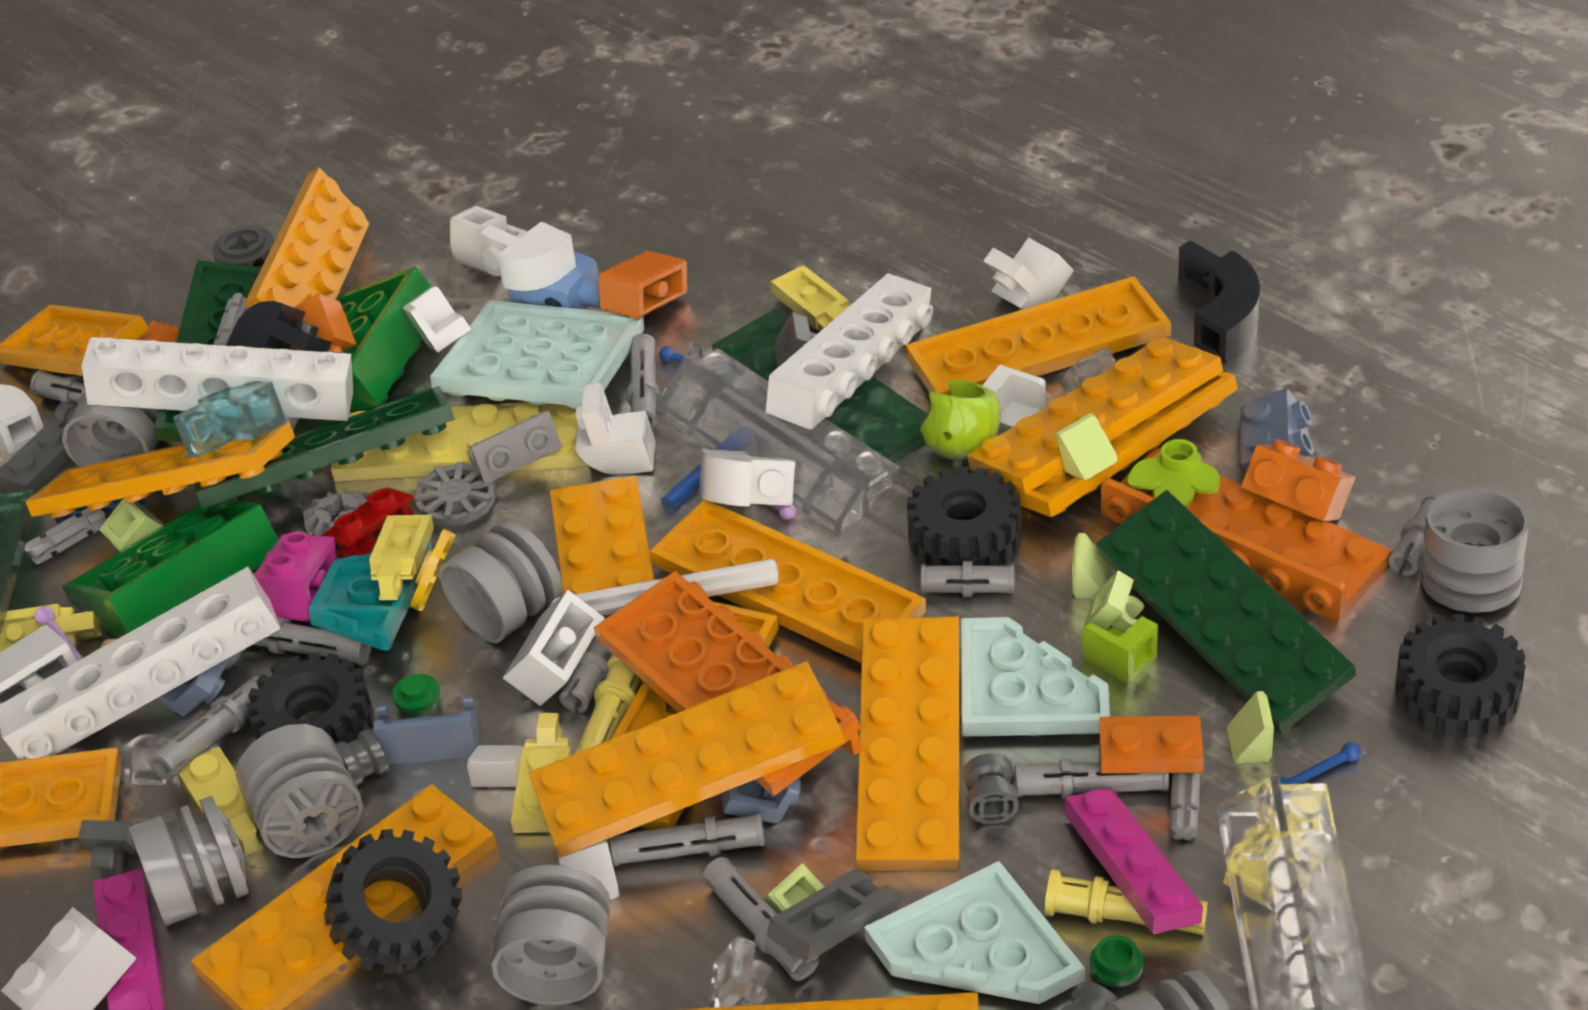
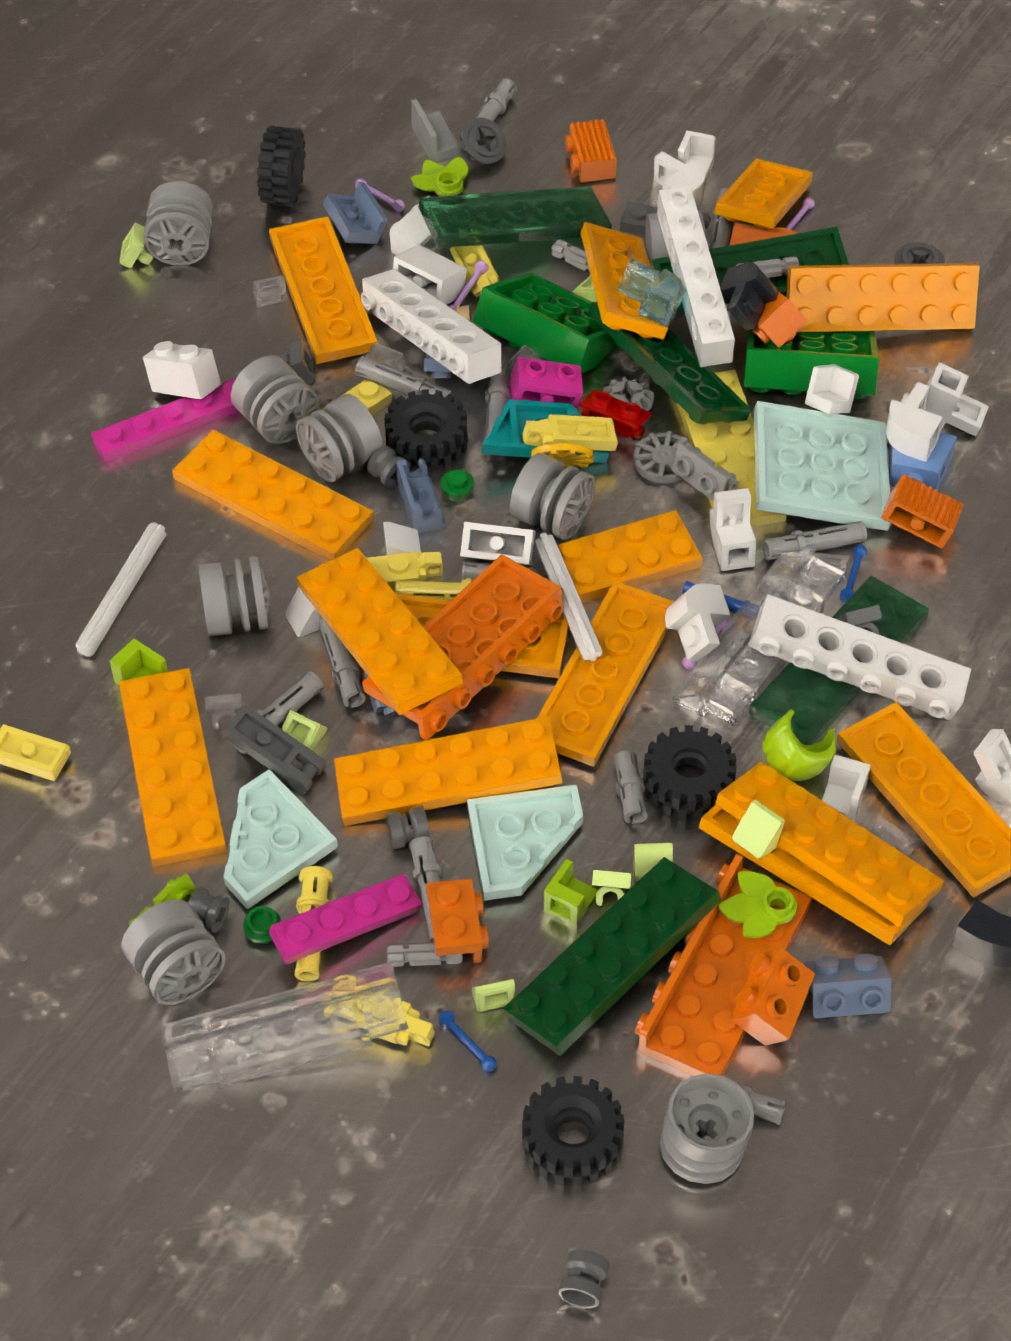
camera: 75 degrees right, 10 degrees up
(400, 861) = (229, 494): black tyre -> none
(809, 296) = (948, 629): light yellow hinge -> none

